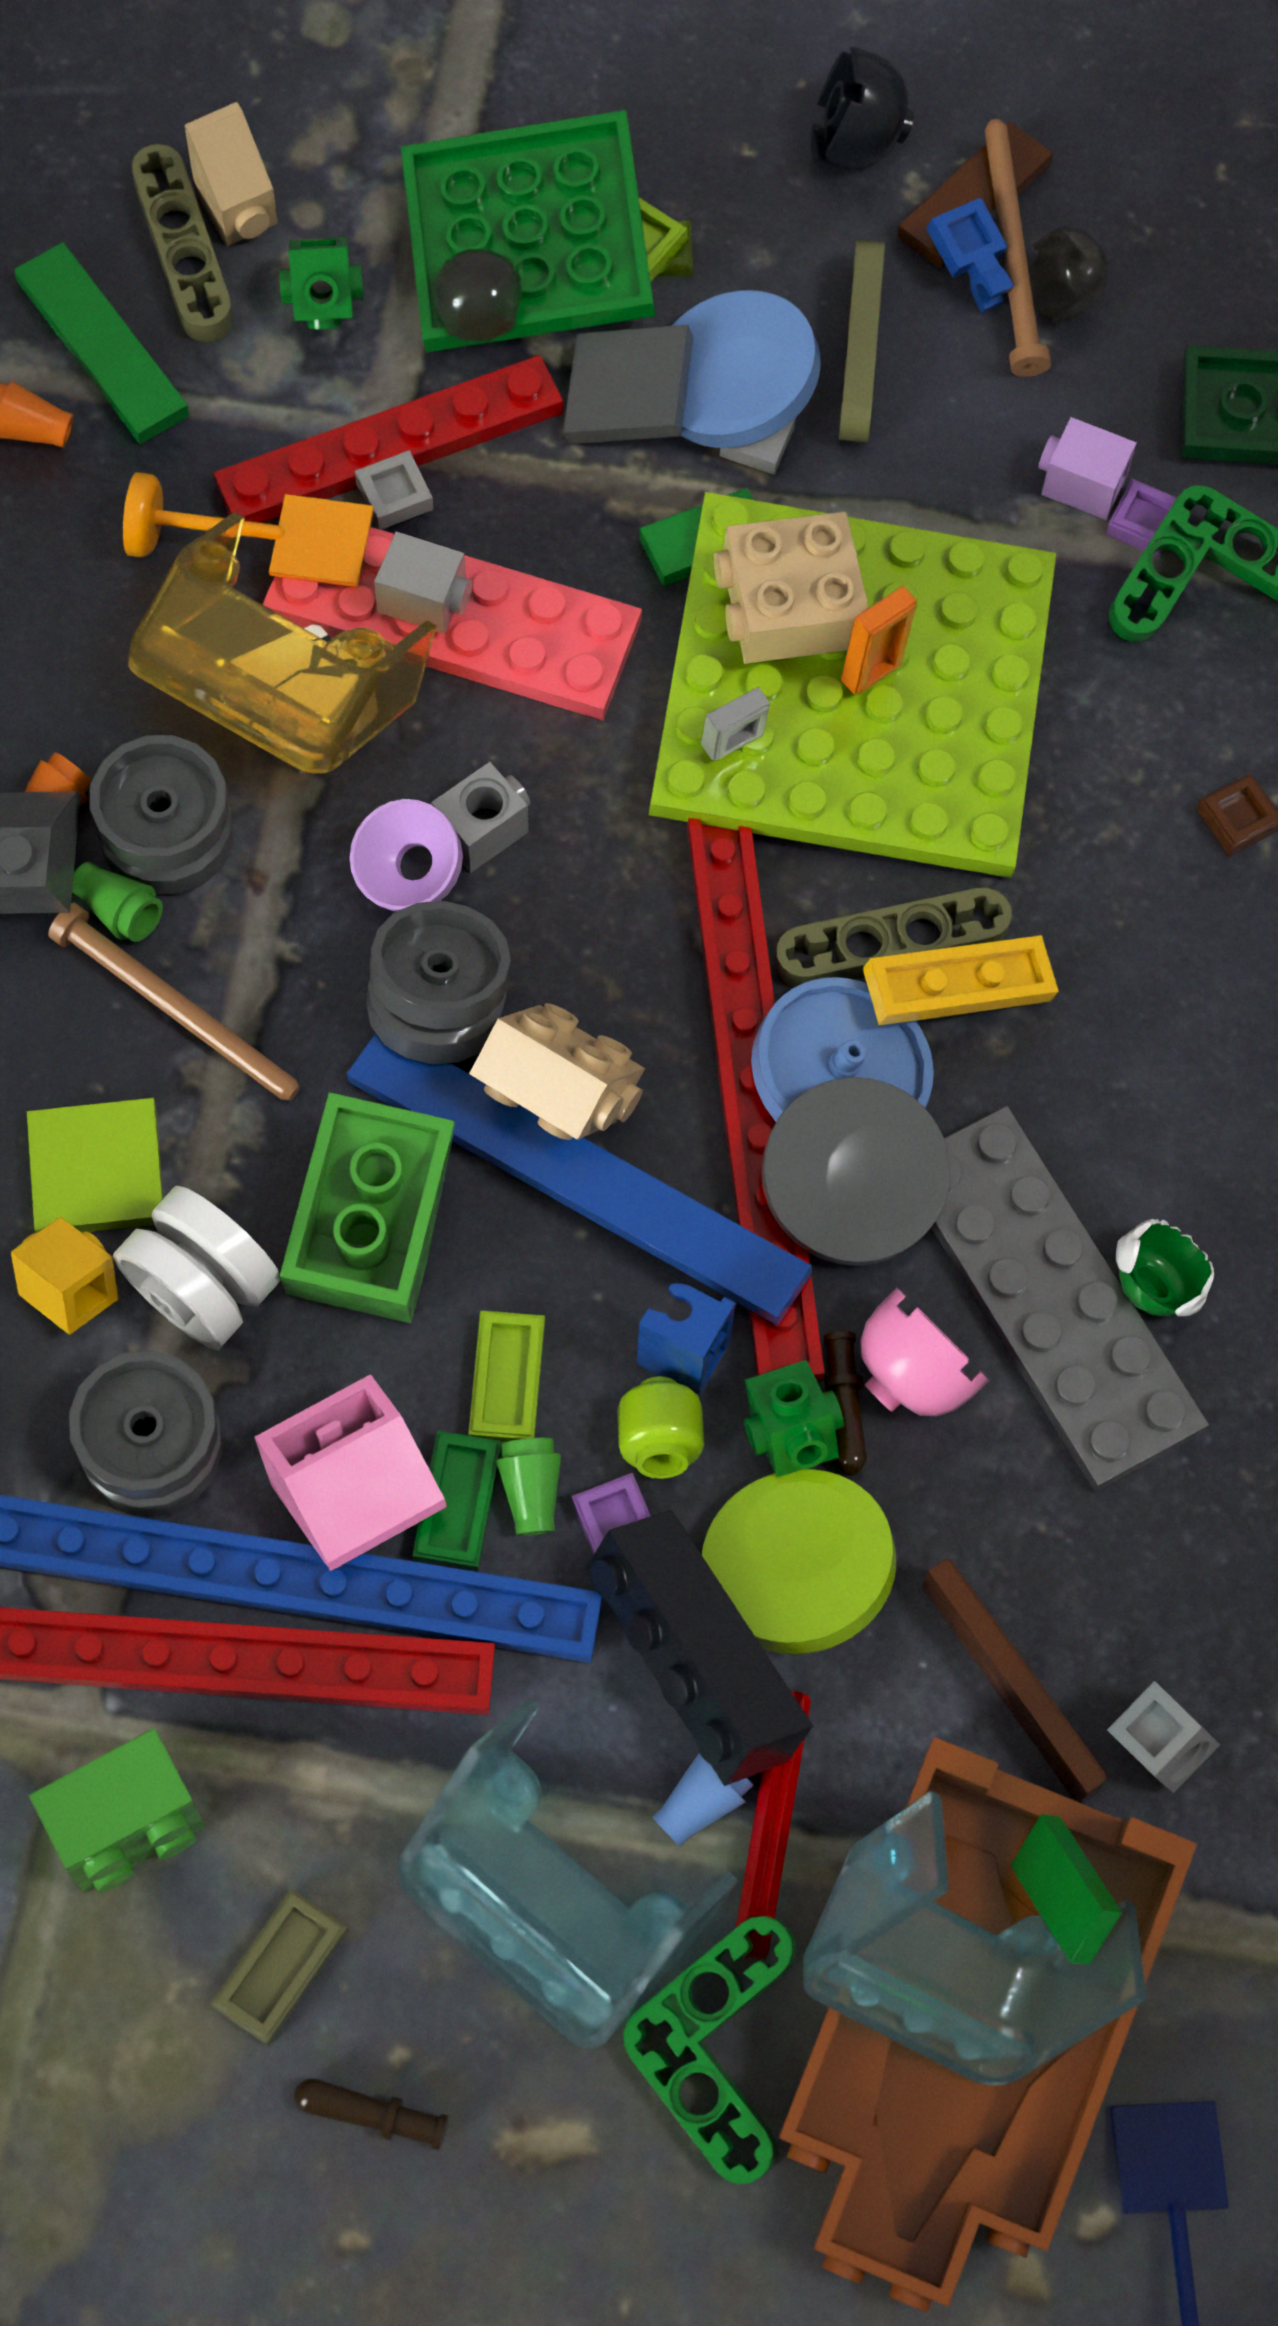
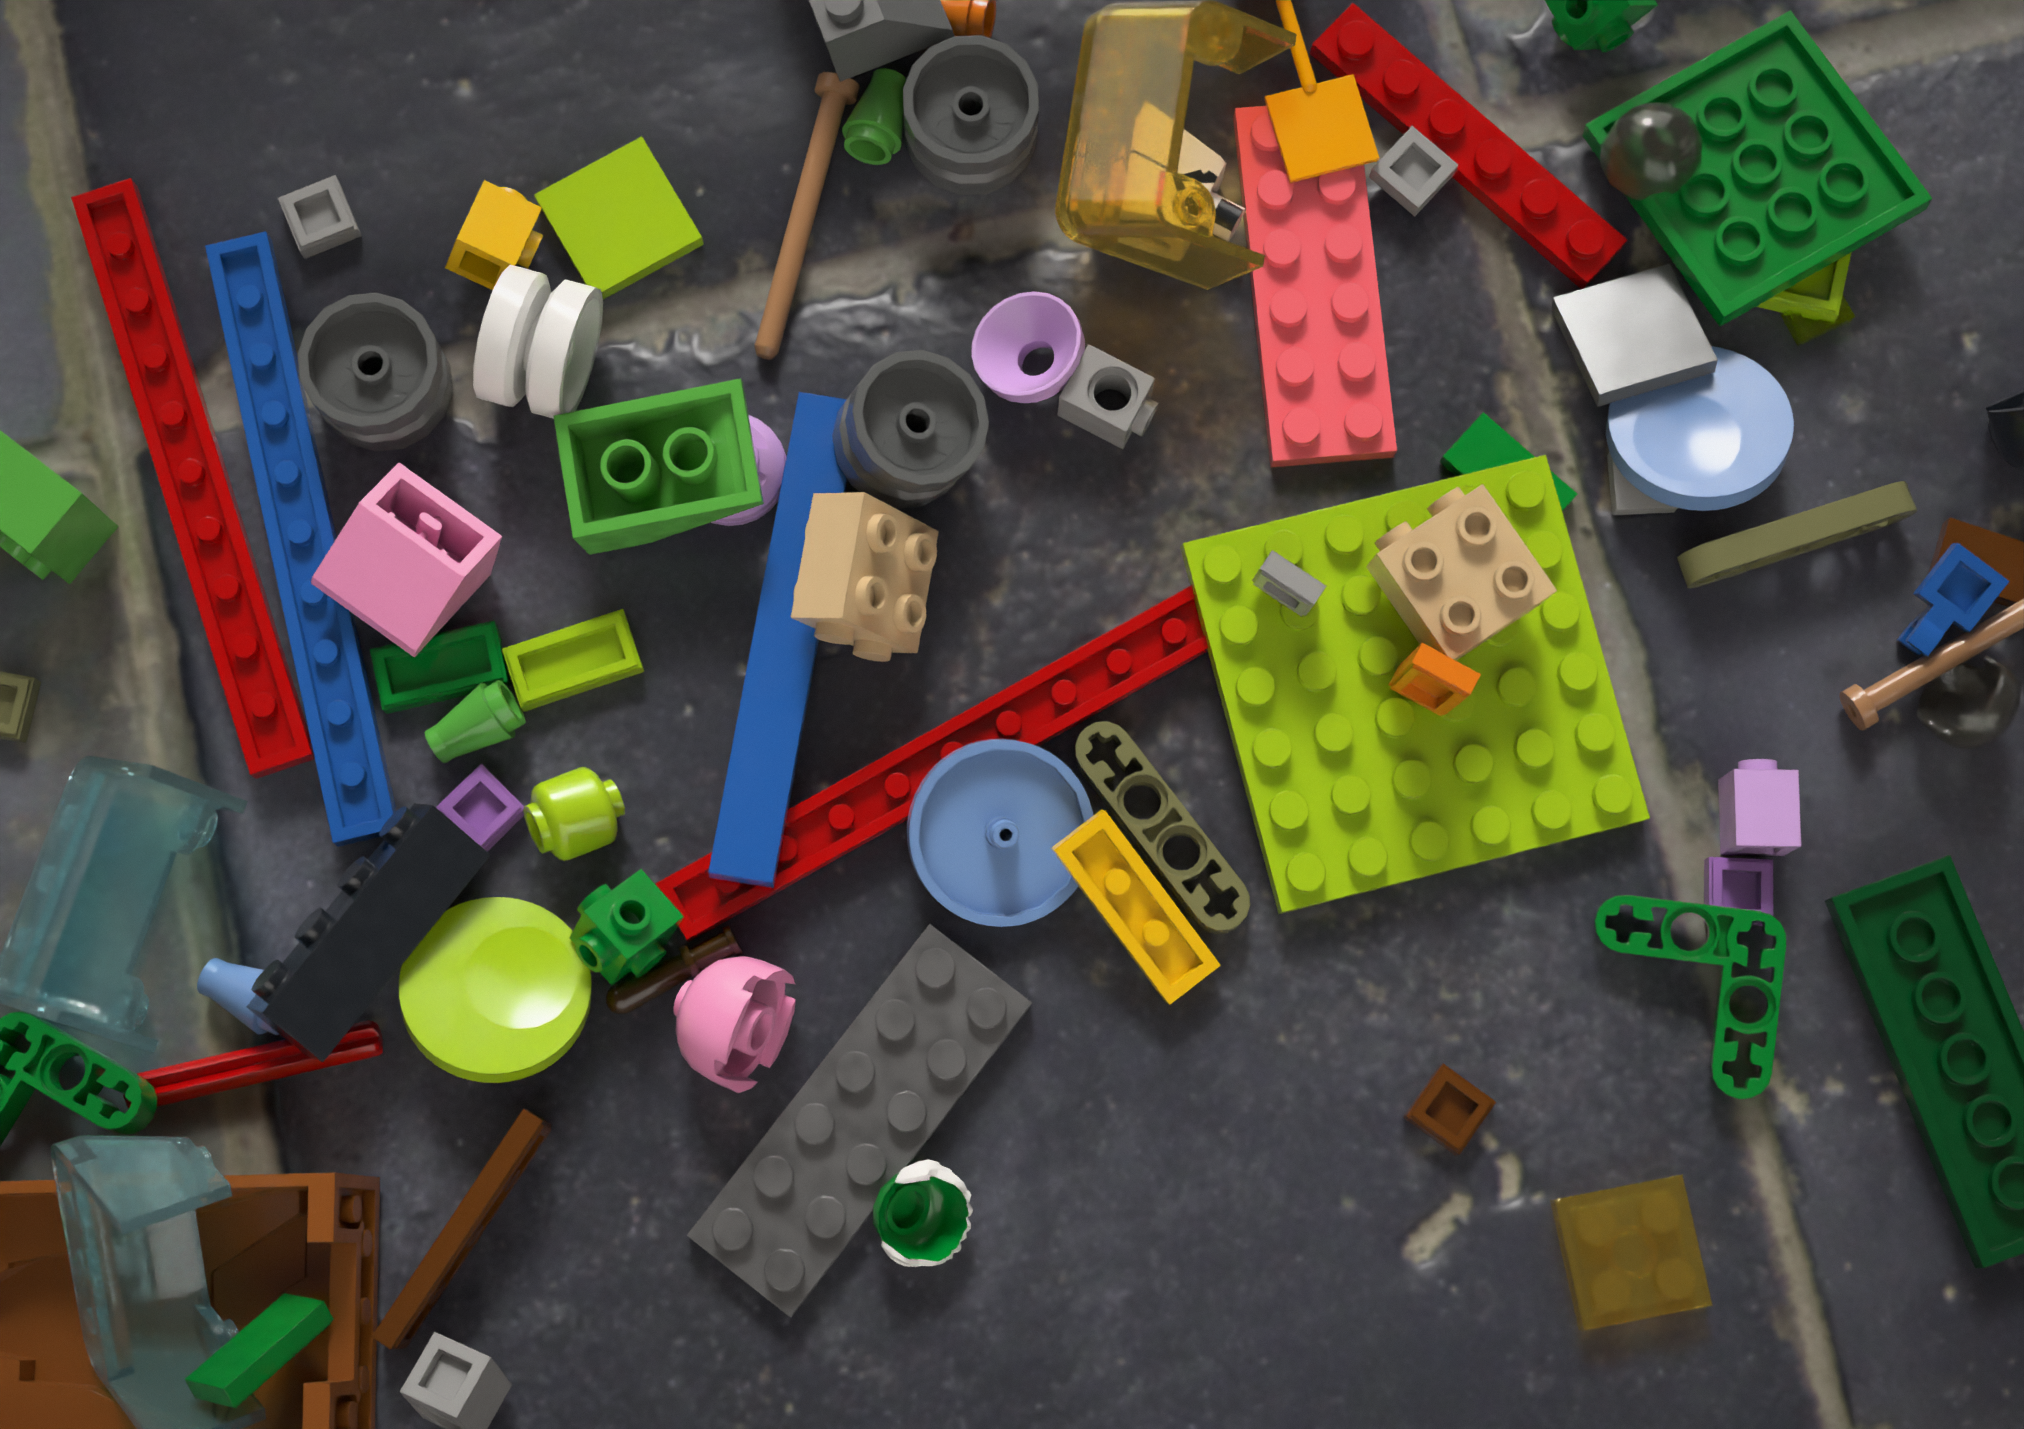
camera: 65 degrees right, 10 degrees up
(422, 582) = (1310, 235): light grey brick -> none
(686, 1348) = (651, 806): blue hinge -> none
(855, 1171) = (888, 886): dark grey piece -> none

